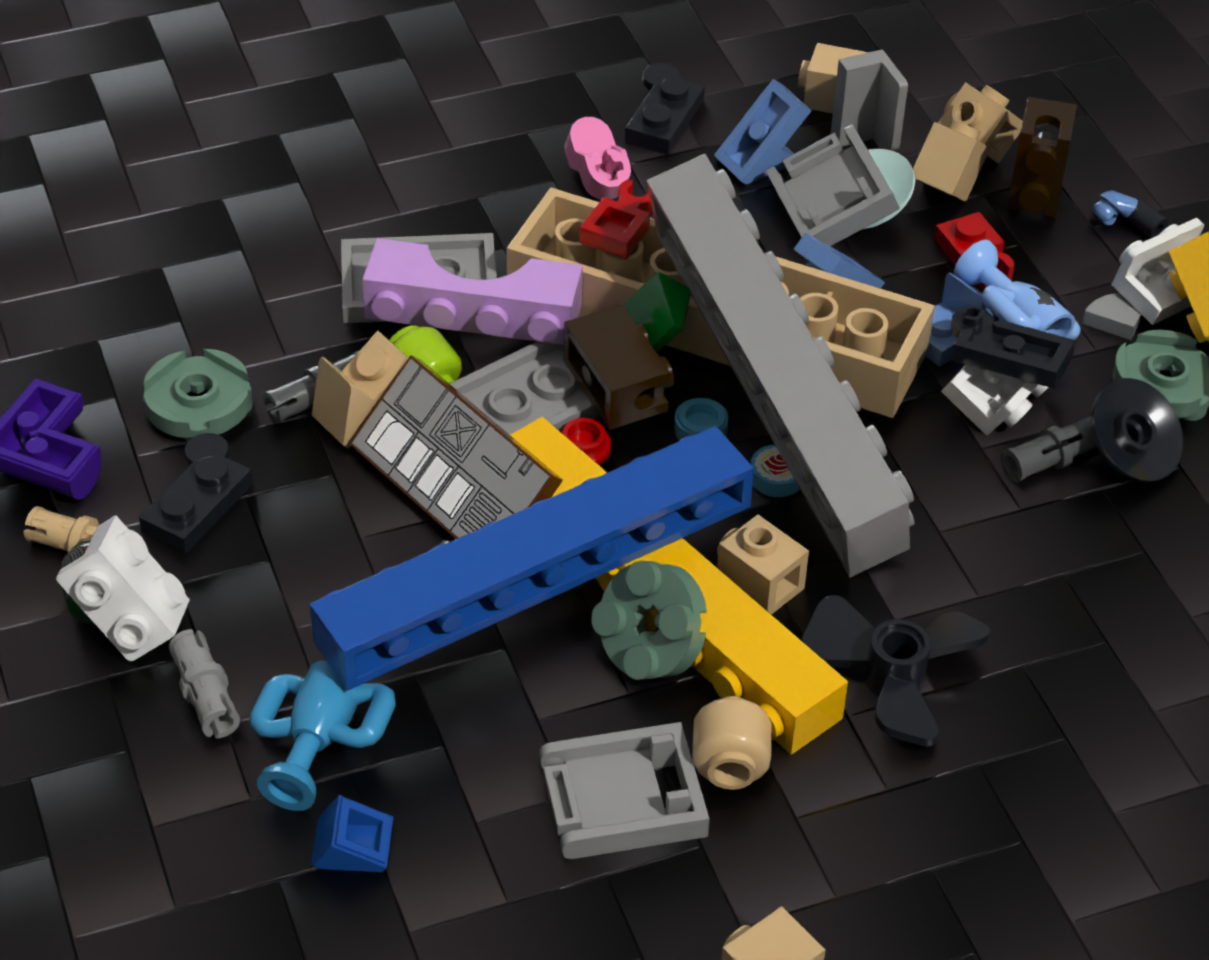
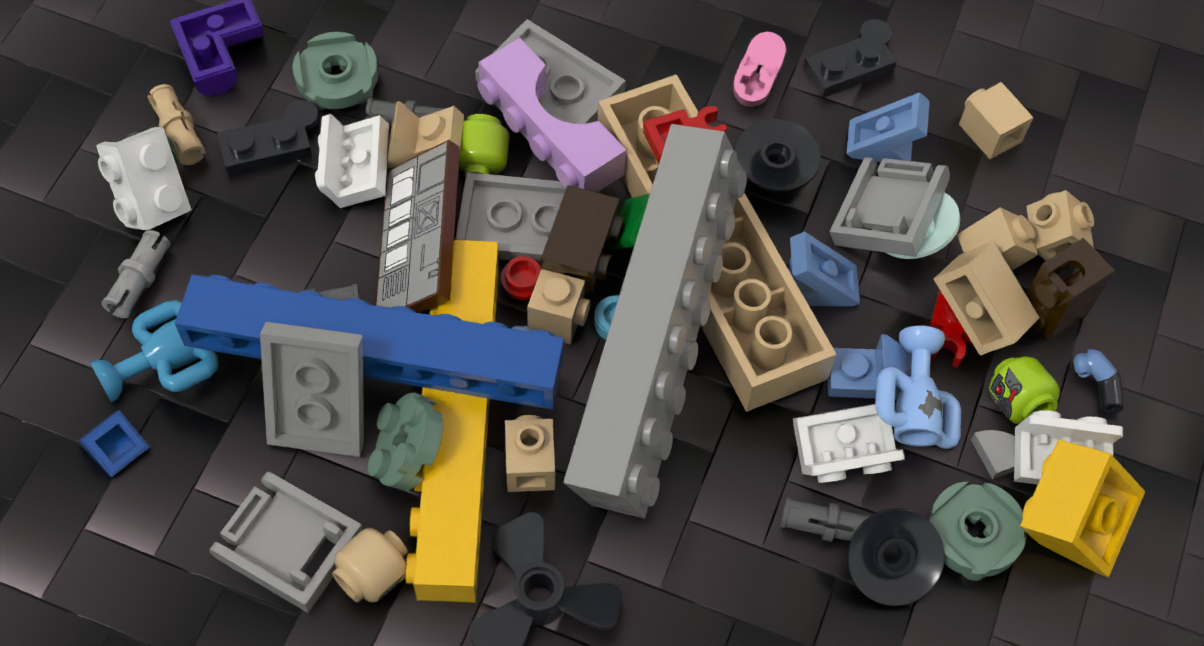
camera: 40 degrees right, 15 degrees up
(316, 449) = (352, 160): none -> white bracket
(530, 626) = (313, 388): none -> light grey plate
(644, 427) = (558, 305): none -> tan brick
(870, 97) = (983, 152): light grey panel -> none
(993, 199) = (986, 298): none -> tan brick
(1009, 347) = (854, 427): black hinge -> none
(1087, 253) = (1023, 388): none -> lime head

